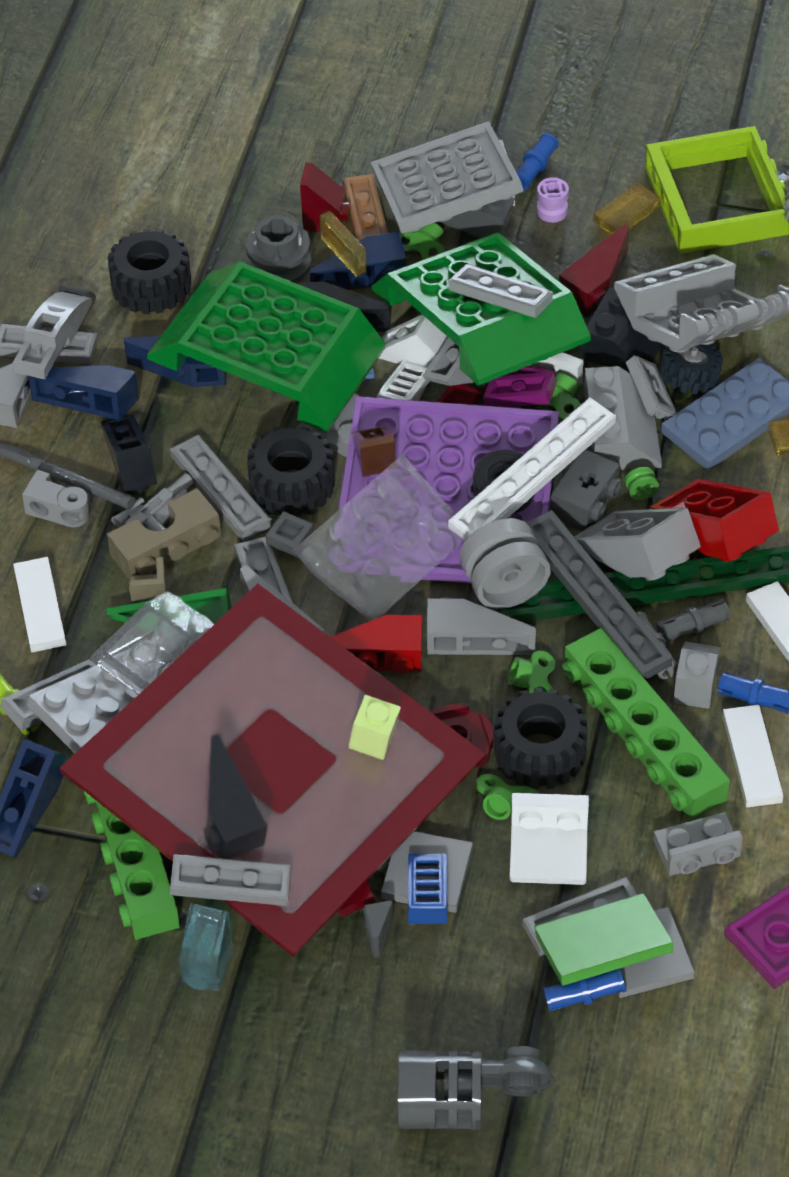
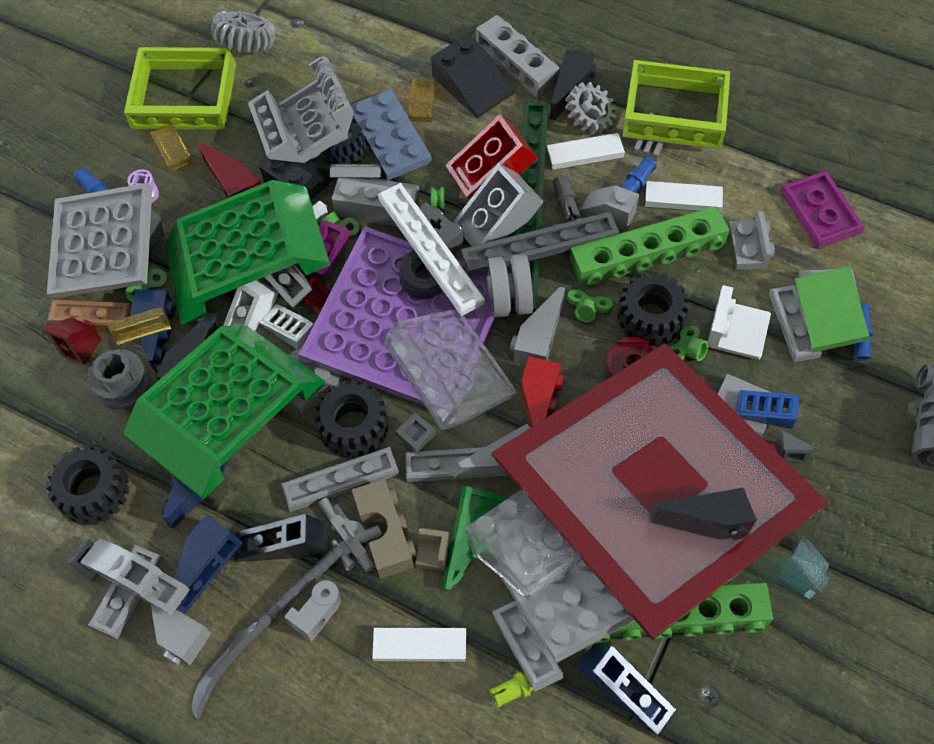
camera: 75 degrees left, 10 degrees up
(230, 880) = (769, 532): light grey tile -> none
(374, 449) = (359, 349): reddish brown slope -> none
(374, 727) = (650, 399): yellowish green brick -> none
(500, 290) = (254, 222): light grey tile -> none

